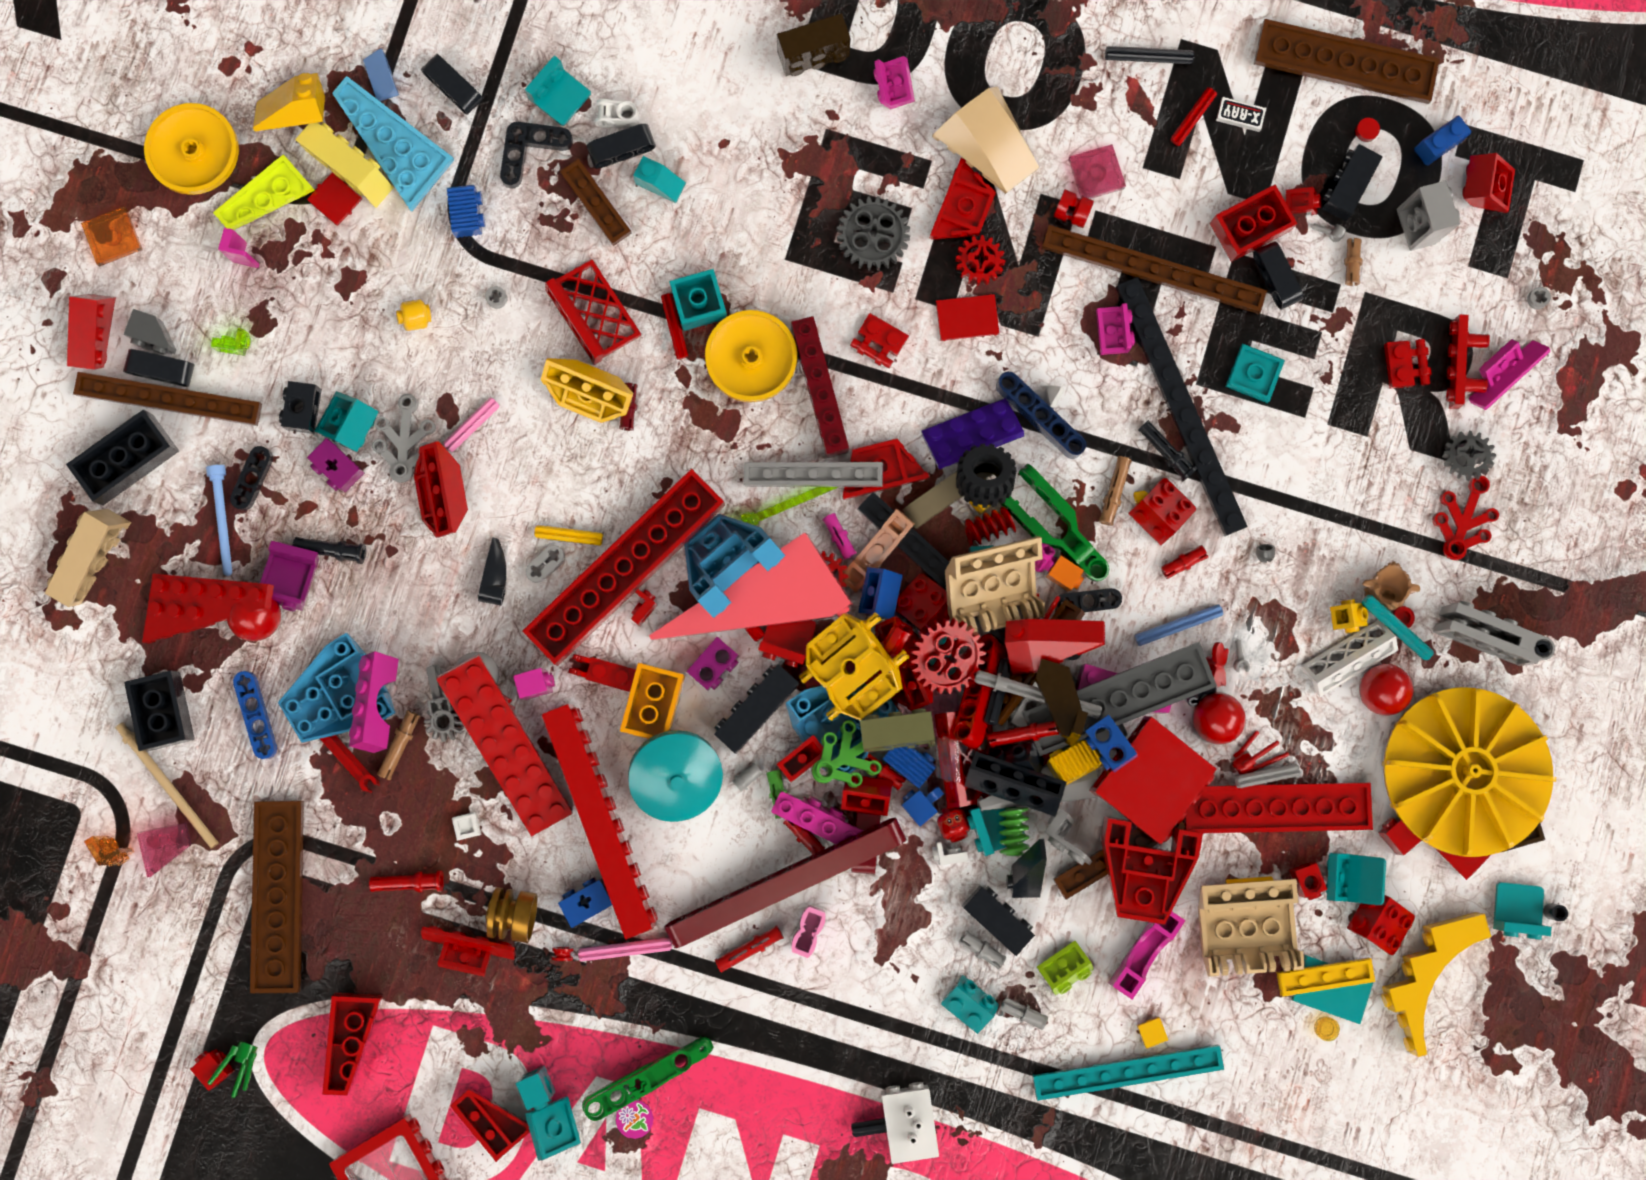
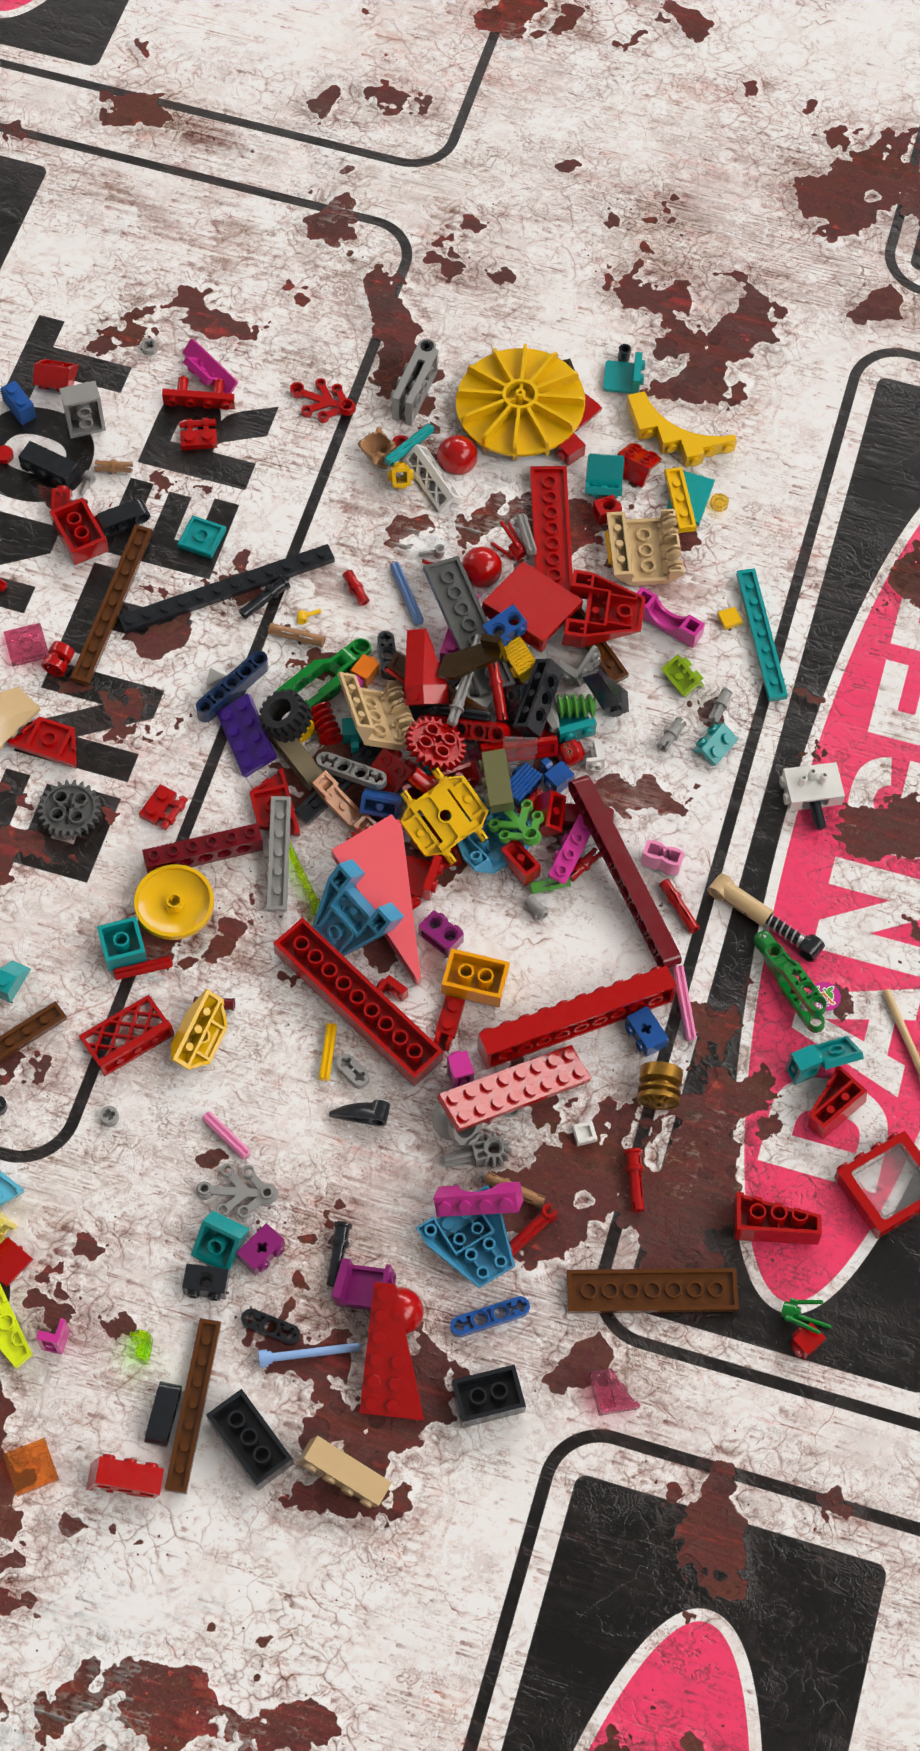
camera: 85 degrees left, 20 degrees down
(106, 851) = (617, 1436): clear orange bracket -> none
(130, 738) = (512, 1429): tan bar -> none
(149, 330) = (127, 1423): dark grey slope -> none
(413, 315) = (123, 1183): yellow head -> none
(439, 489) = (287, 1157): red wedge -> none
(465, 211) = (28, 1141): blue brick -> none
(465, 952) = (693, 1128): red bracket -> none
(562, 953) = (690, 1050): red bush -> none
(675, 776) = (537, 958): teal dish -> none
(734, 1051) = (725, 890): none -> piece
(756, 709) = (479, 895): black brick -> none
(831, 523) = (331, 837): dark pink pin -> none
(924, 558) = (353, 767): none -> light grey beam
(967, 317) = (145, 742): red piece -> none
(970, 260) = (101, 731): red gear -> none
(999, 919) = (647, 722): black brick -> none
(1115, 329) = (162, 631): dark pink bracket -> none
(1163, 511) = (316, 601): red bracket -> none
(1265, 552) = (348, 532): dark grey hinge -> none
(1460, 460) = (274, 394): dark grey gear -> none

